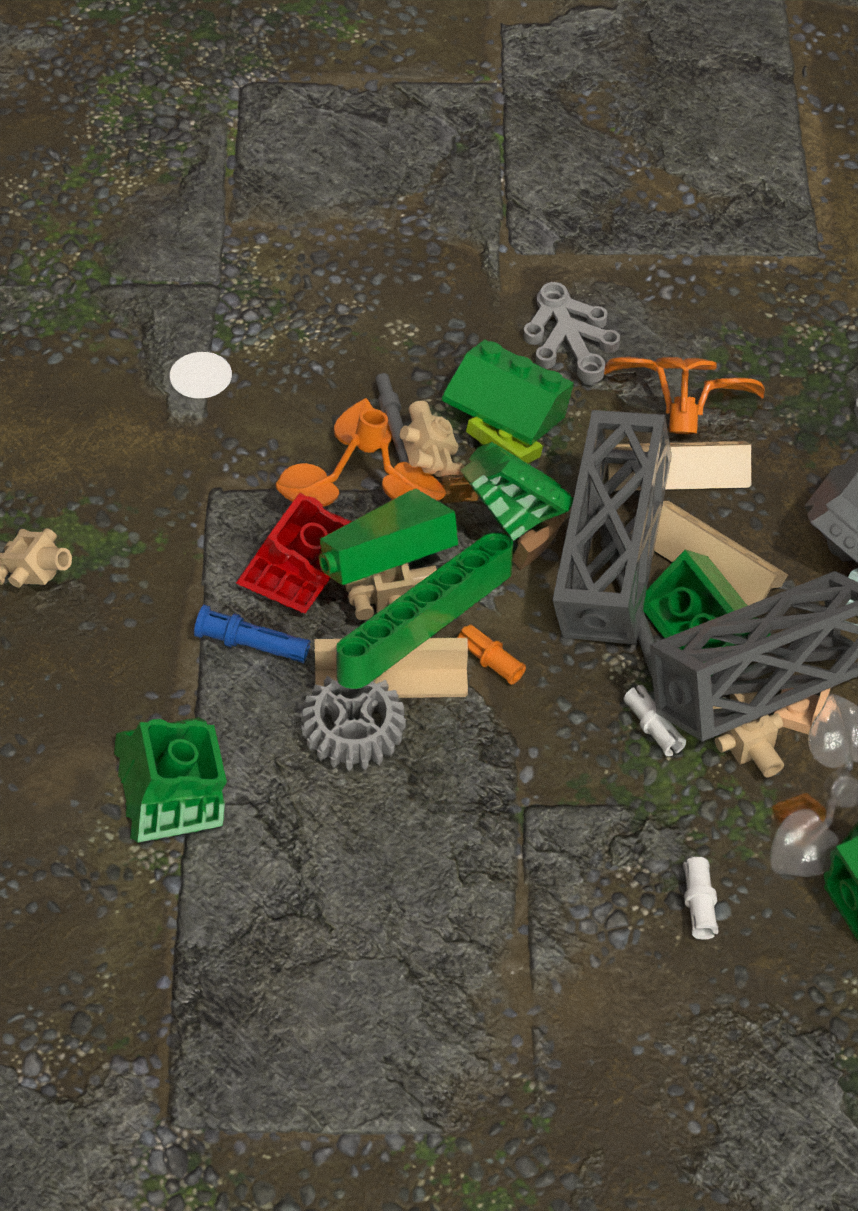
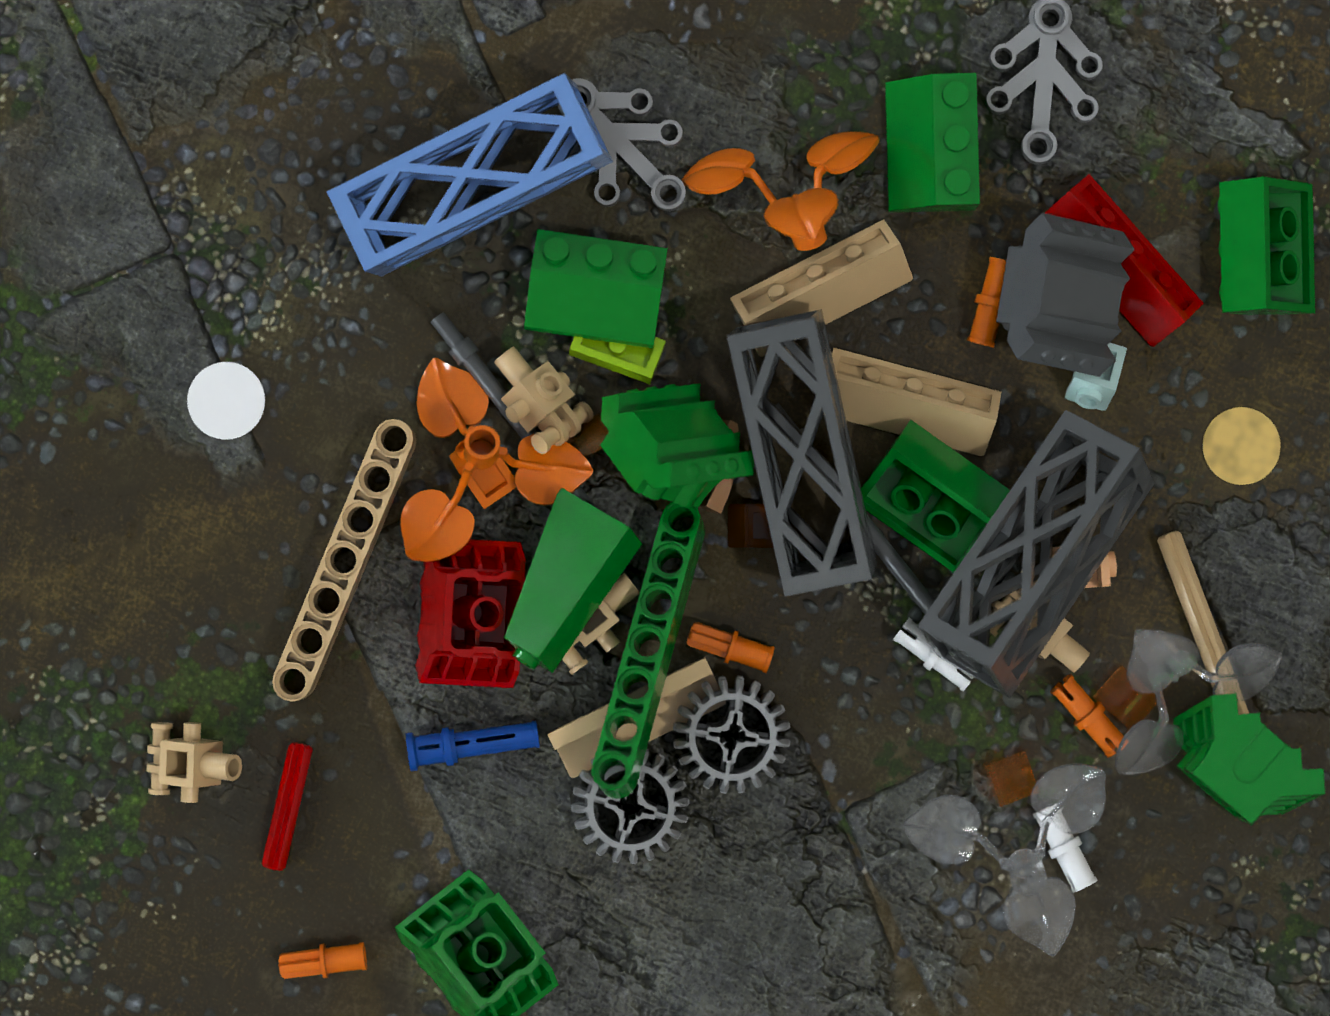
camera: 20 degrees left, 35 degrees up
(46, 734) = (323, 961): none -> orange axle
(84, 624) = (287, 806): none -> red axle
(224, 487) = (329, 576): none -> tan beam
(364, 474) = (486, 484): none -> orange bracket
(426, 296) = (422, 164): none -> medium blue piece
(465, 718) = (752, 736): none -> light grey gear
(543, 585) = (748, 526): none -> reddish brown slope
(661, 939) = (1038, 906): none -> clear plant
(676, 832) = (1010, 778): none -> clear orange slope
(762, 808) = (1088, 715): none -> orange pin
(796, 525) = (984, 324): none -> orange pin
(805, 408) = (932, 143): none -> green slope

